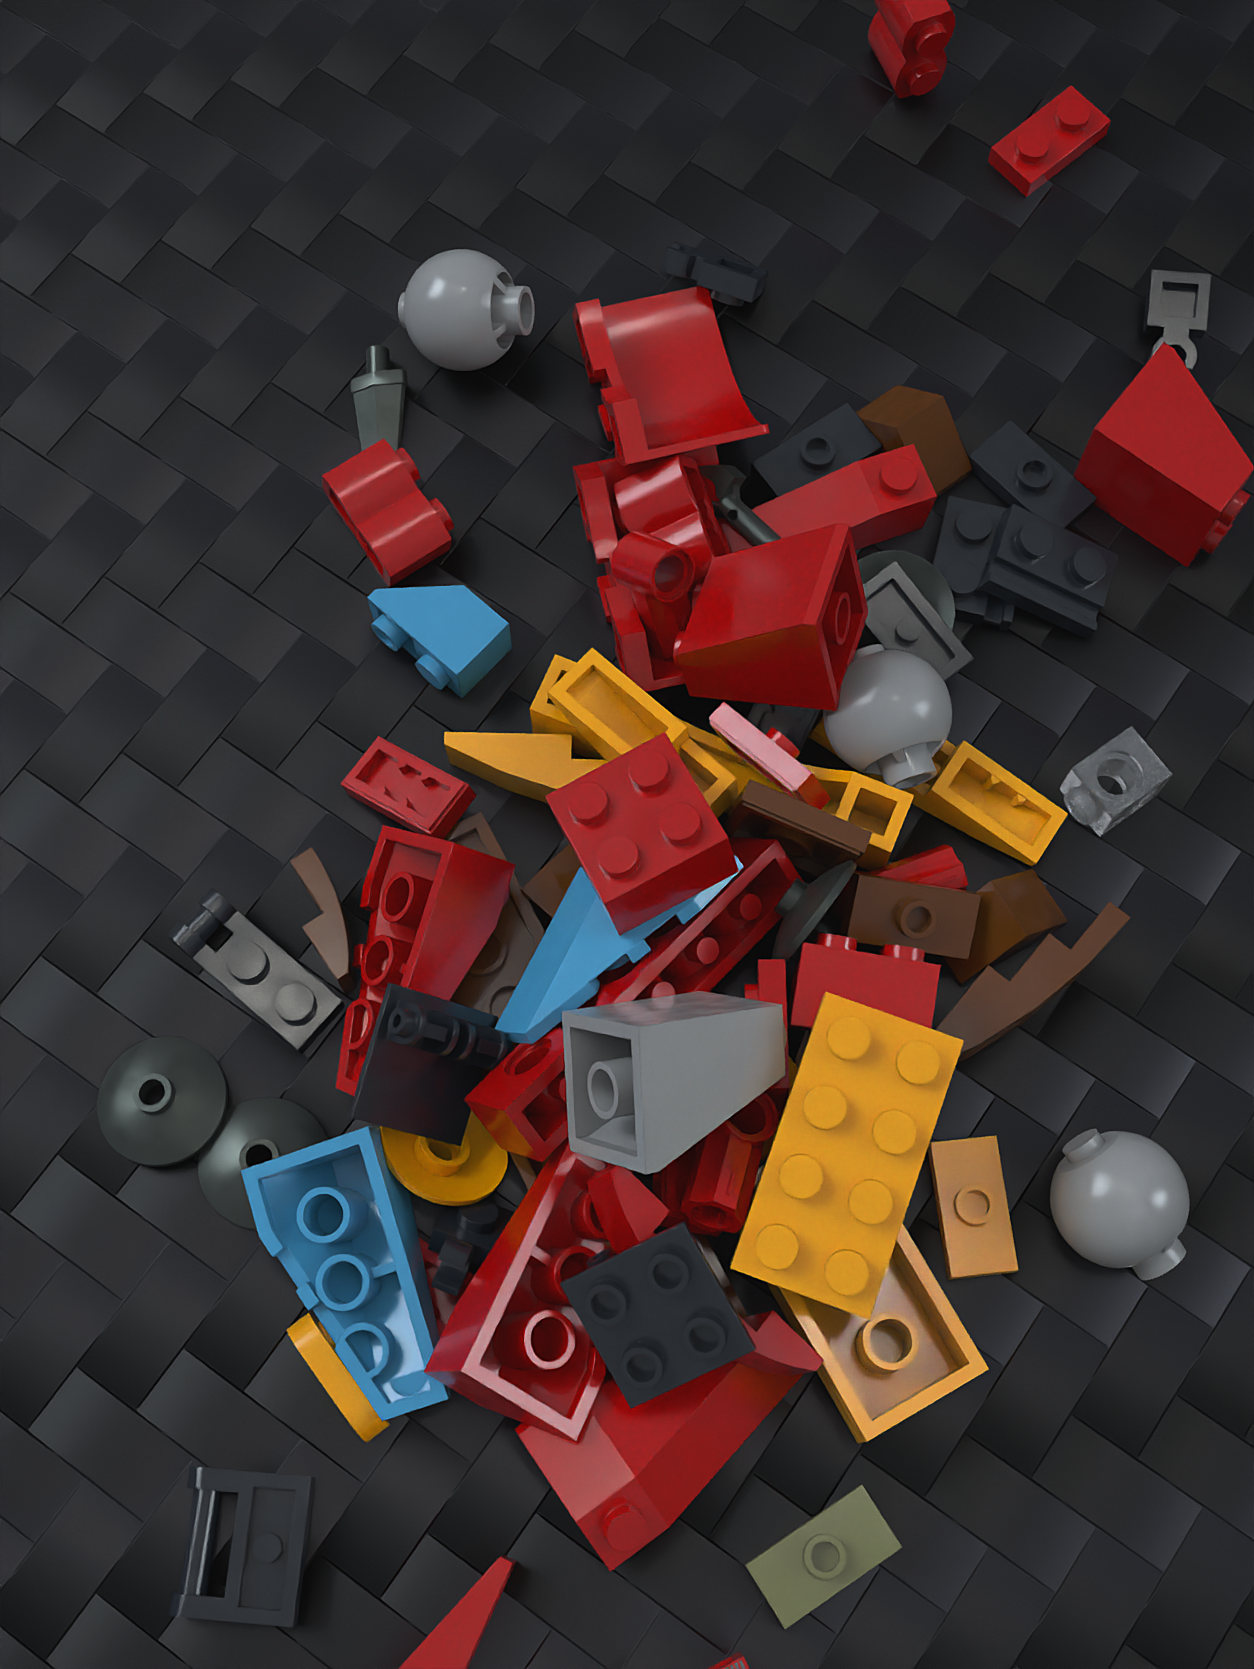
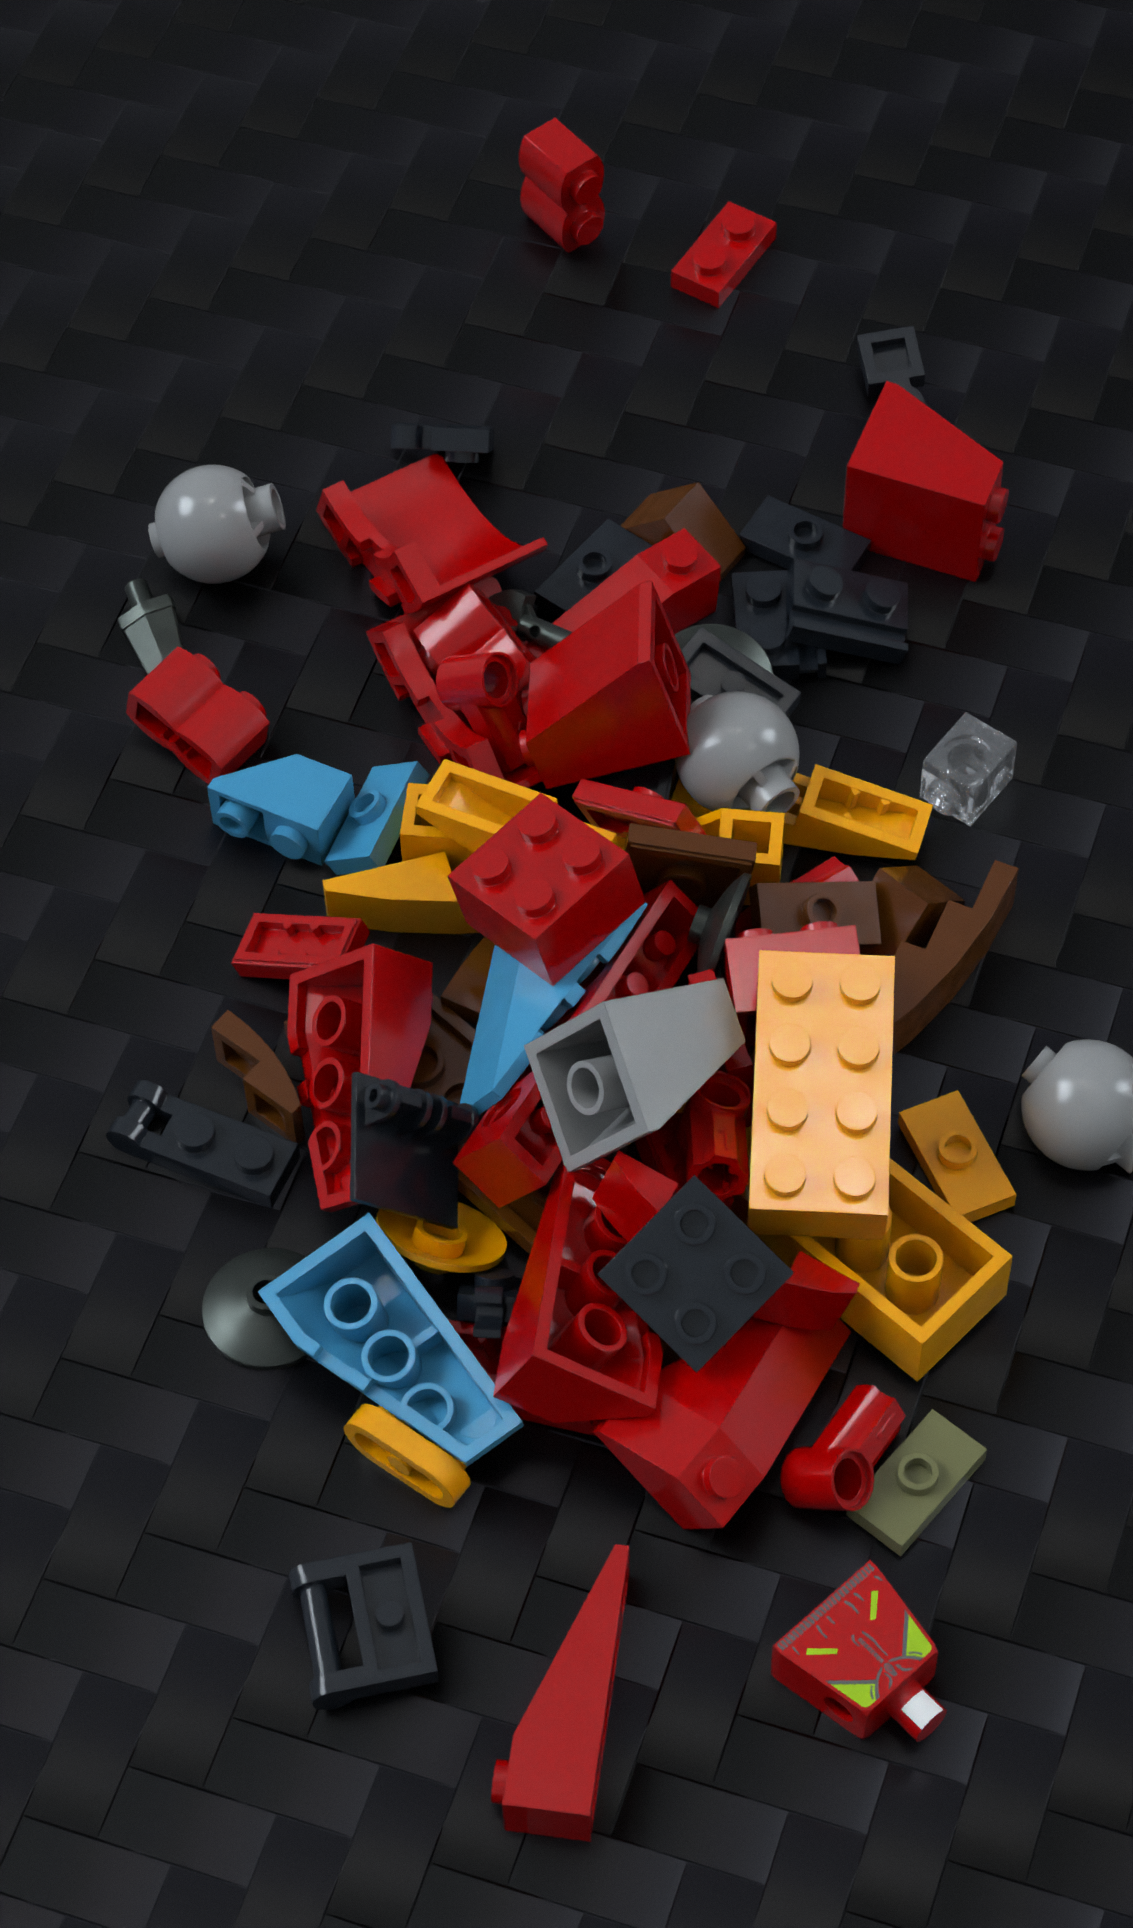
camera: 15 degrees left, 15 degrees down
(182, 1120) = (154, 1302): pearl dark grey dish -> none
(517, 673) = (374, 819): none -> dark azure plate
(745, 1528) = (840, 1464): none -> red piece

